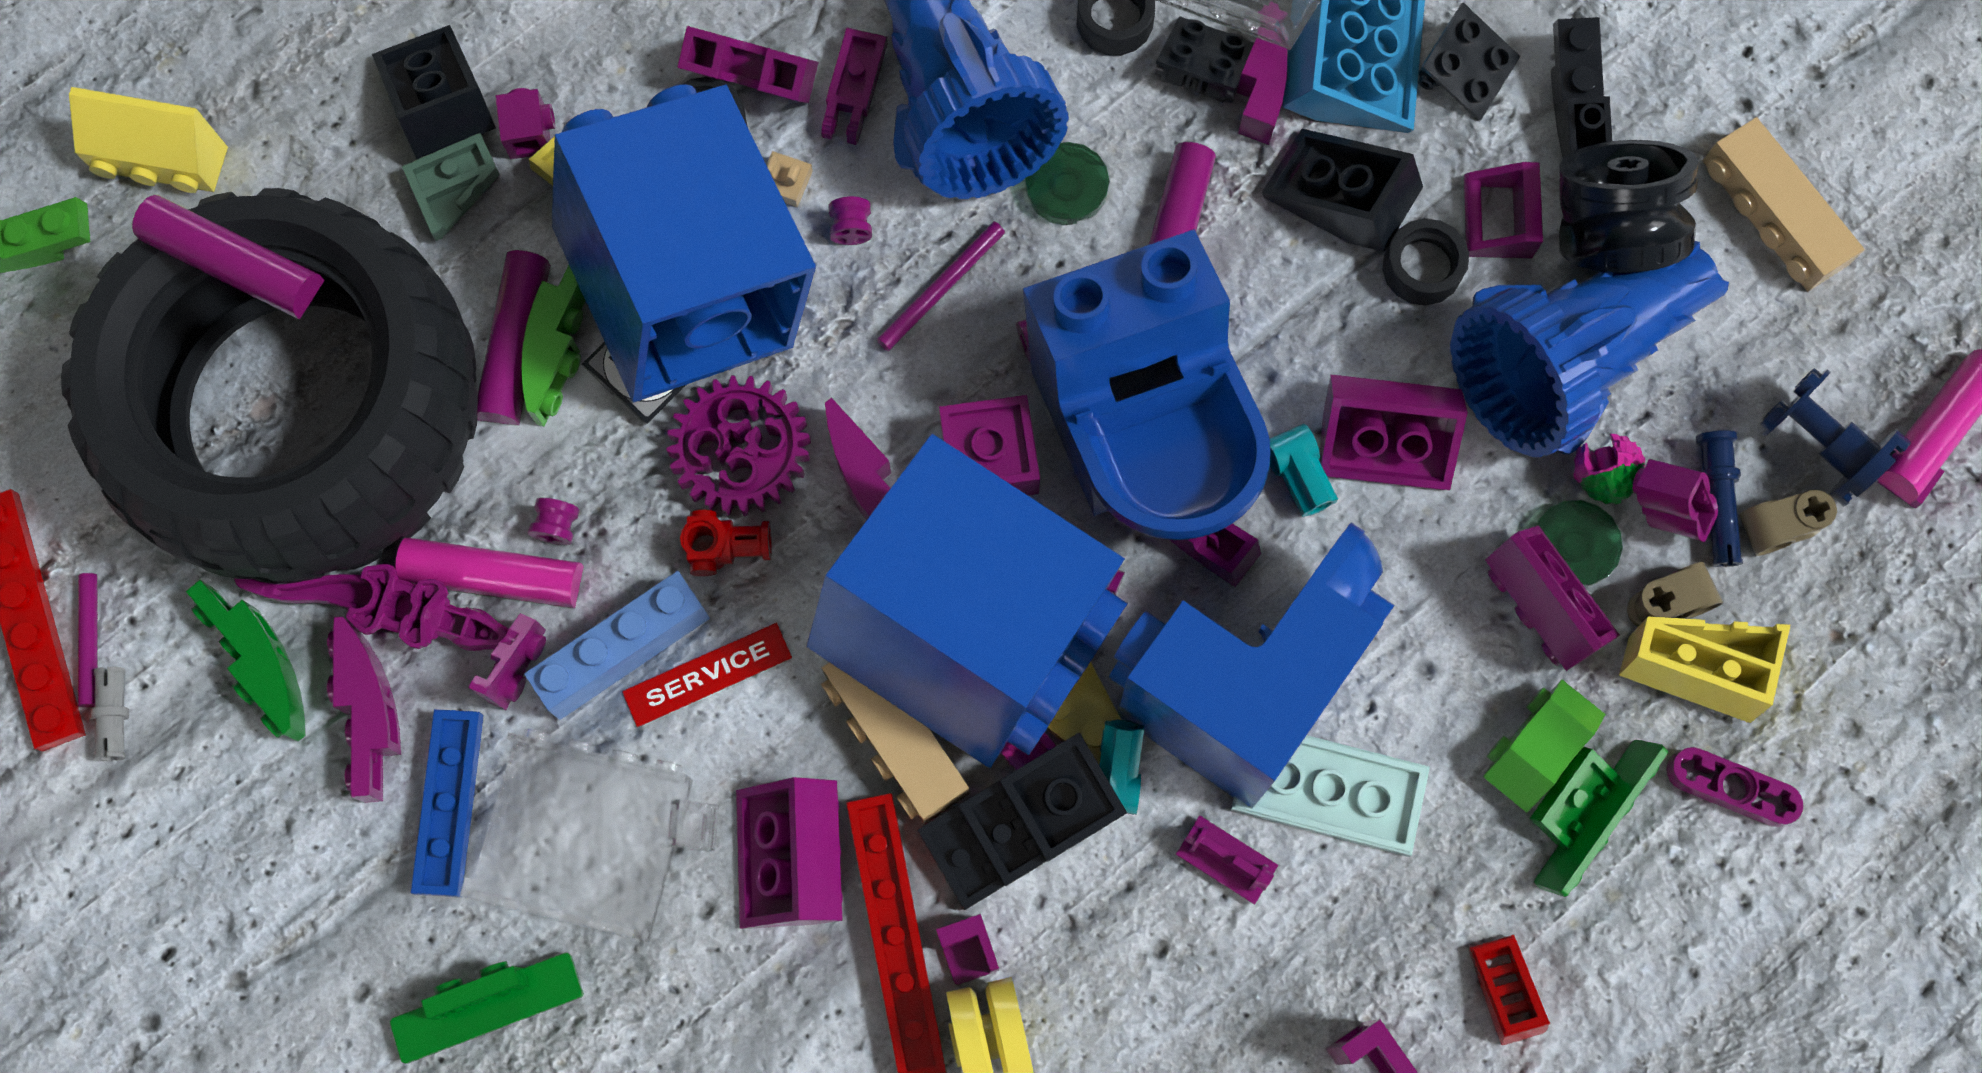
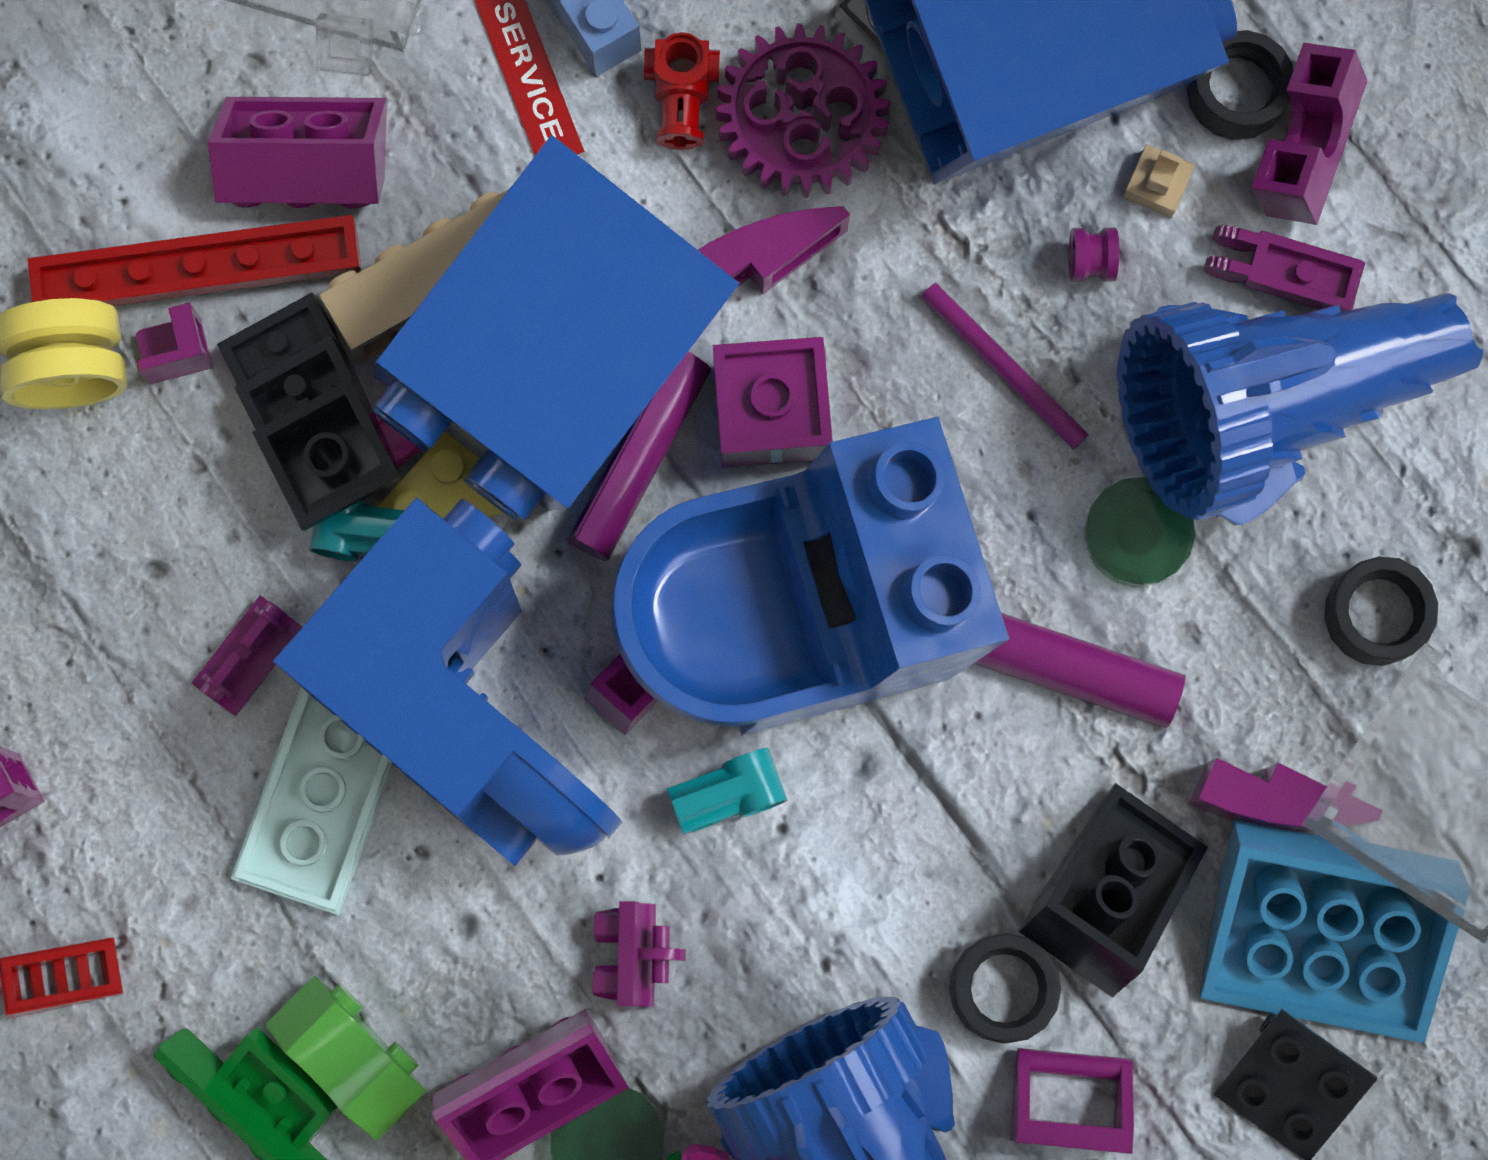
camera: 90 degrees right, 5 degrees up
(1203, 55) = (1313, 720): black hinge -> none
(1392, 432) = (771, 912): magenta slope -> none
(1455, 533) = (641, 954): none -> magenta hips

